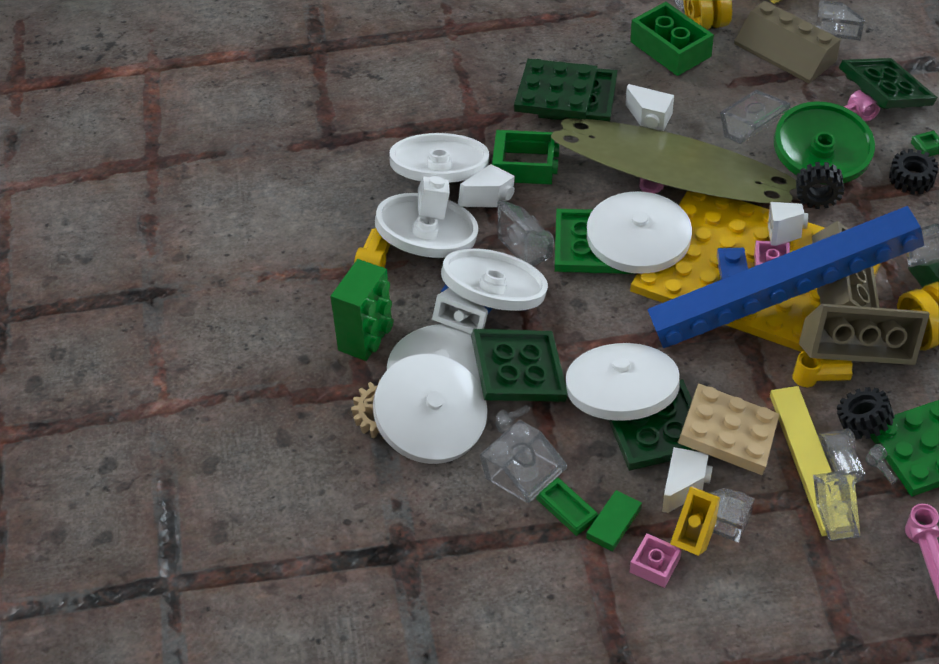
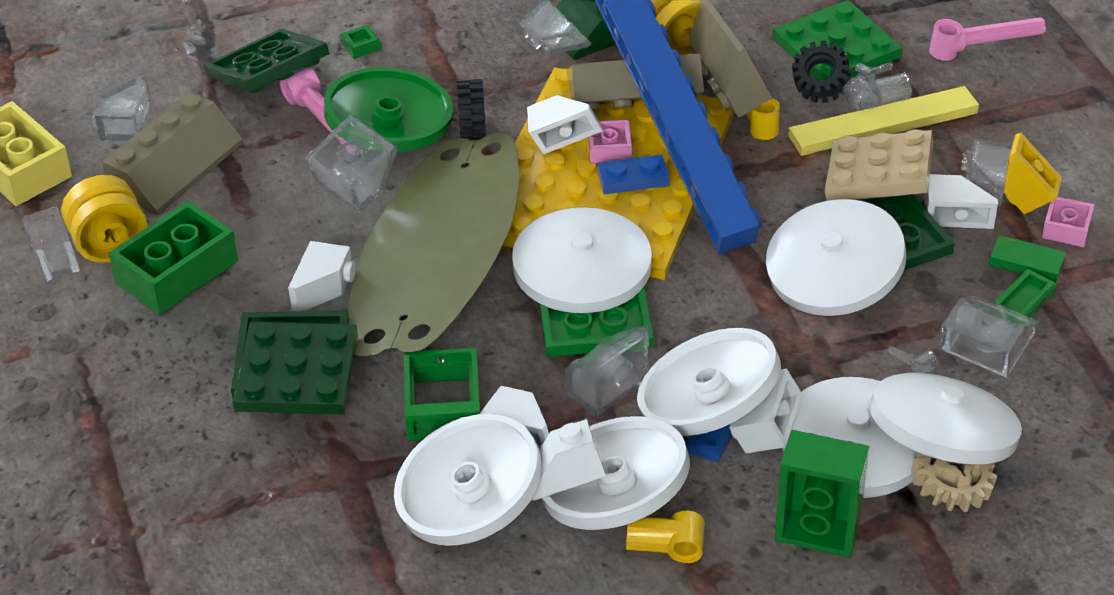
camera: 100 degrees left, 5 degrees down
(518, 365) = (841, 350): dark green plate -> none
(837, 504) = (952, 84): clear slope -> none
(913, 181) = (419, 48): black tyre -> none

